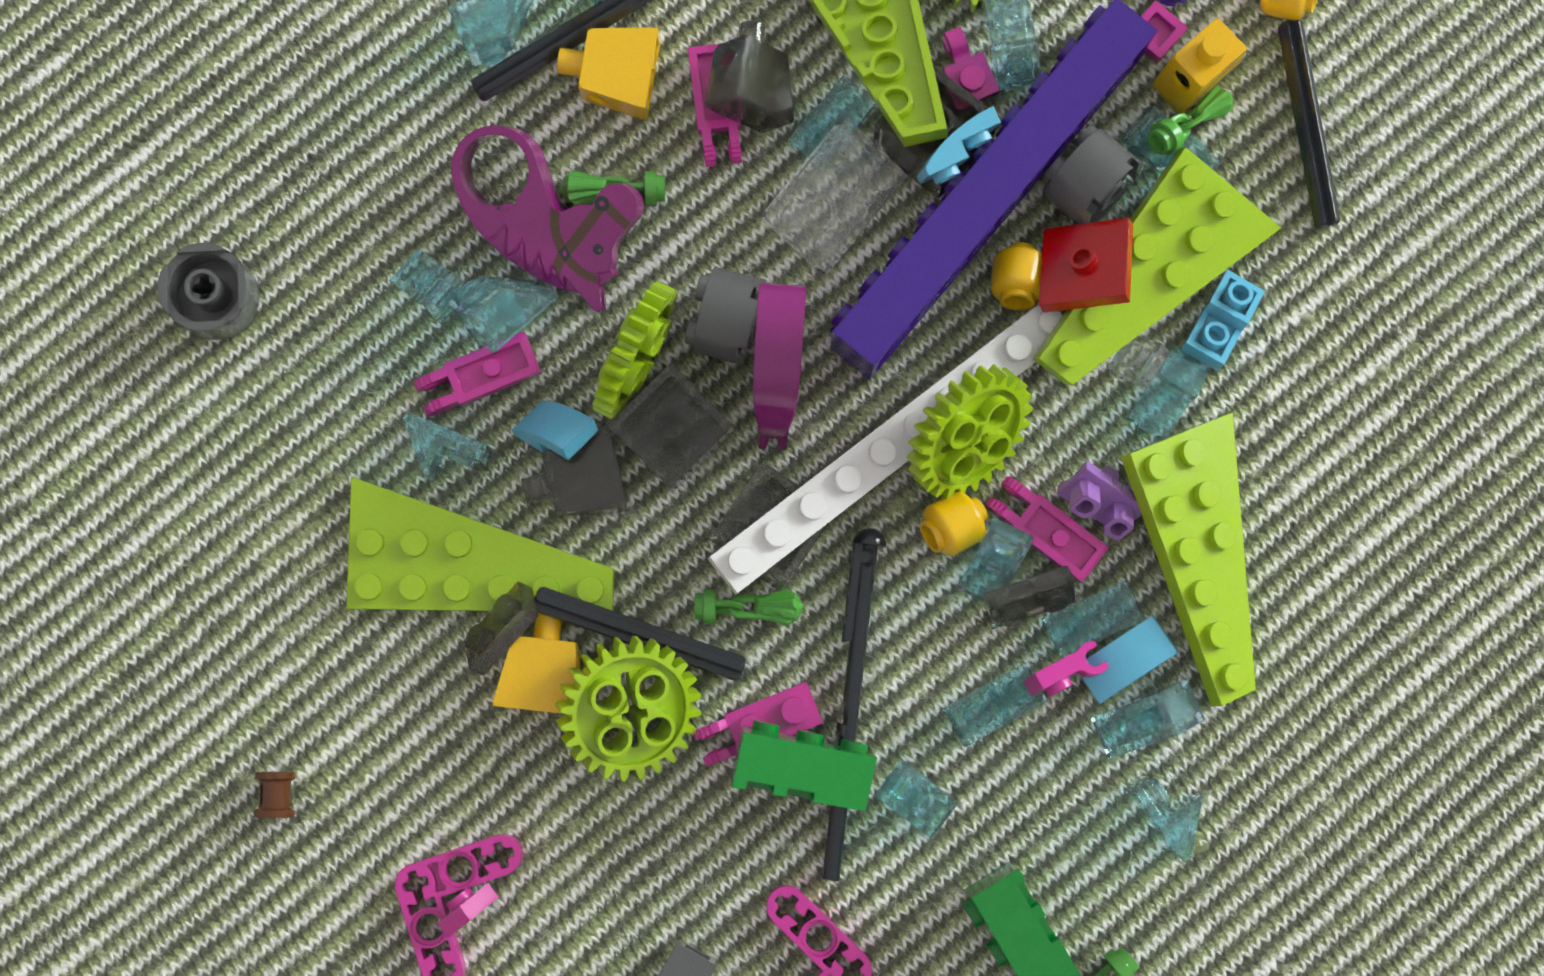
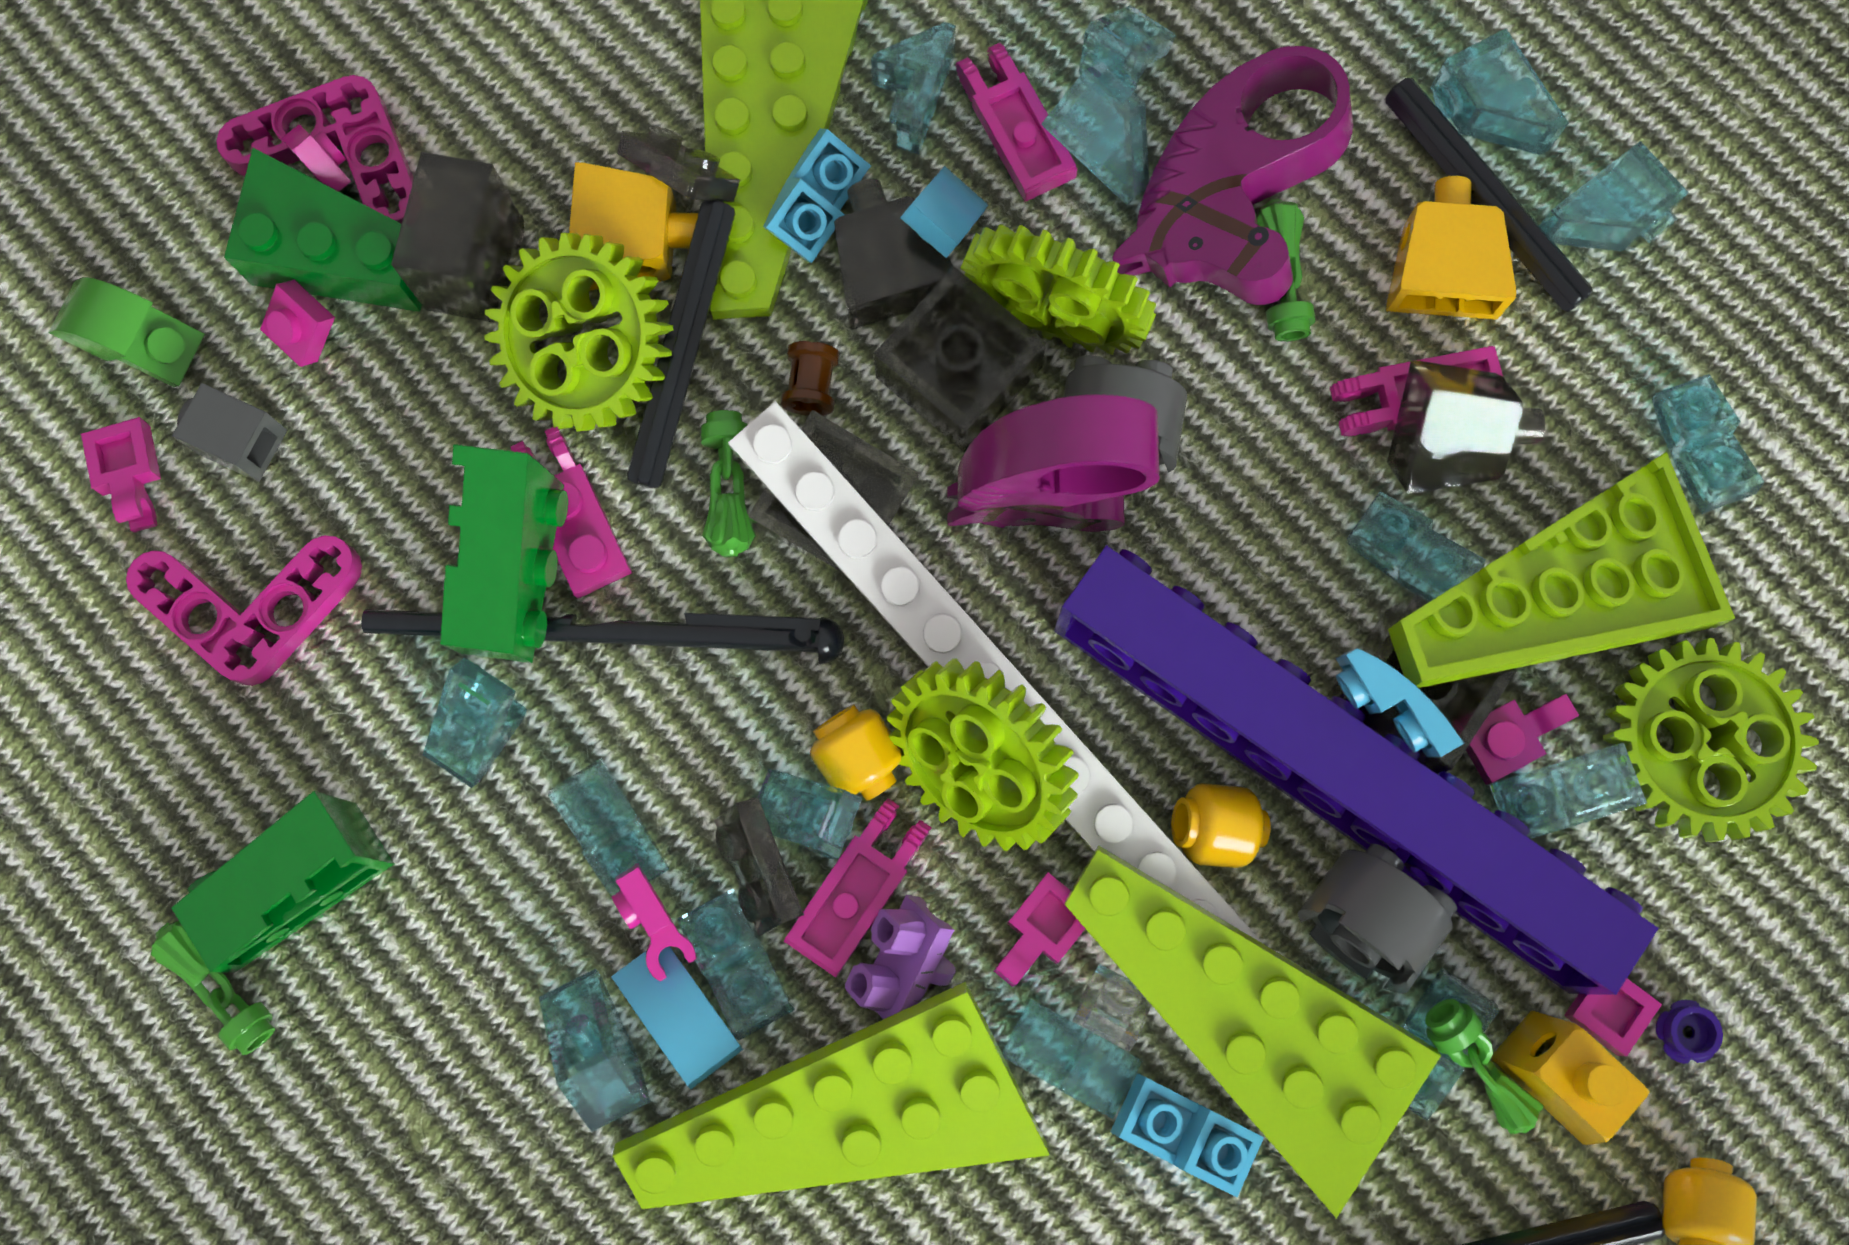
camera: 90 degrees right, 5 degrees down
(534, 533) = (815, 194): none -> medium azure slope
(534, 906) = (313, 235): none -> green wedge
(547, 795) = (457, 236): none -> clear smoke brick
(597, 927) = (297, 323): none -> dark pink plate
(671, 540) = (810, 378): none -> reddish brown bush
(834, 195) = (1309, 557): clear plate -> none
(1081, 403) = (1044, 928): none -> dark pink plate
(1086, 265) = (1243, 913): red plate -> none
(1174, 825) = (443, 1092): clear light blue slope -> none

